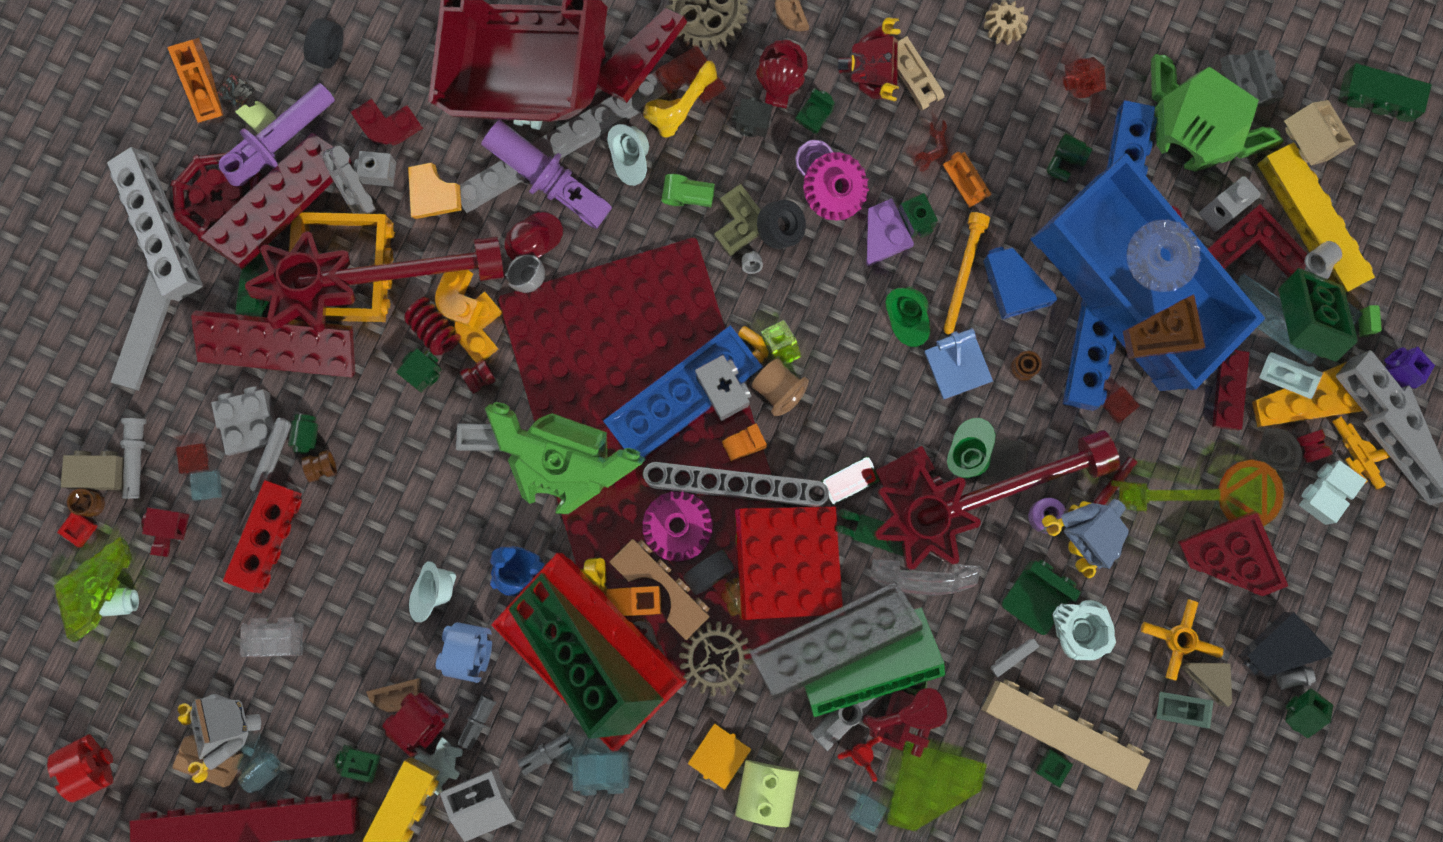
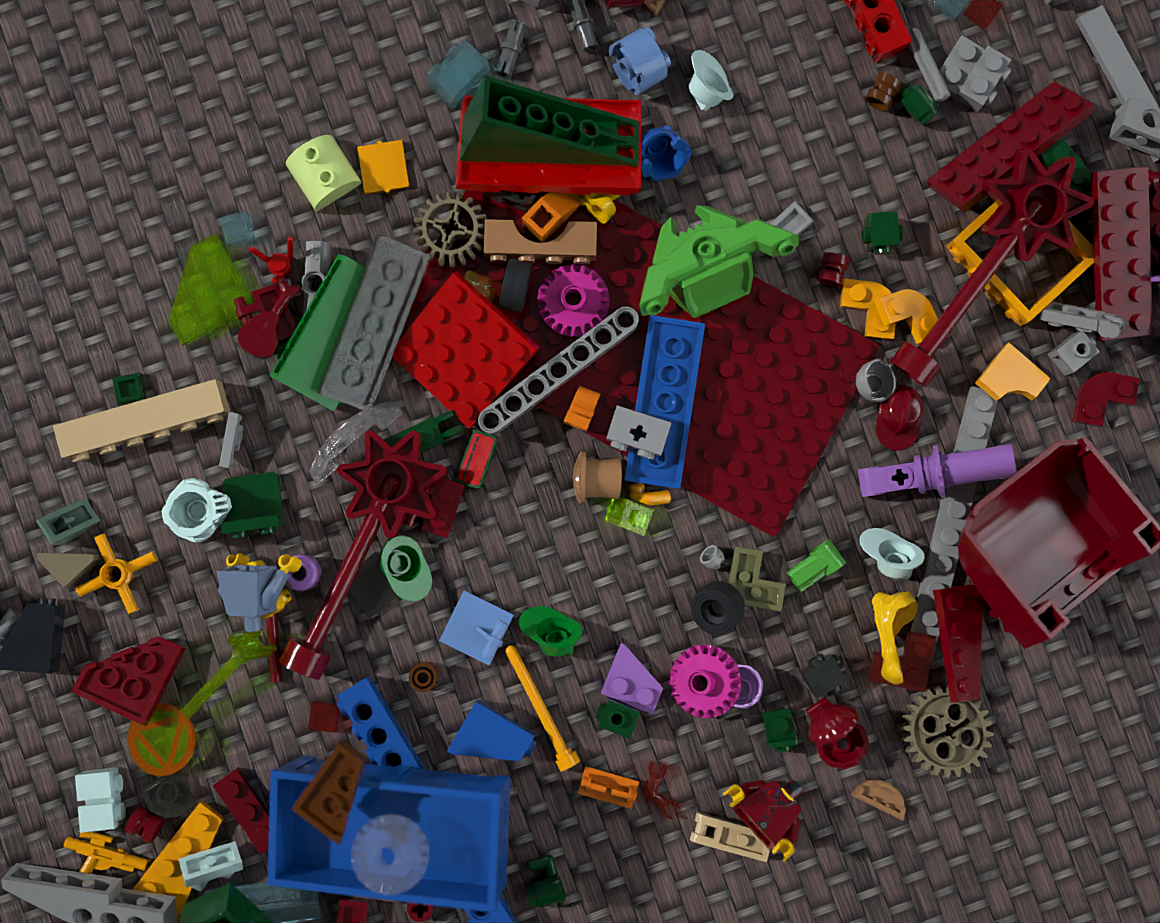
camera: 130 degrees right, 5 degrees up
(430, 327) = (907, 270): dark red piece -> none

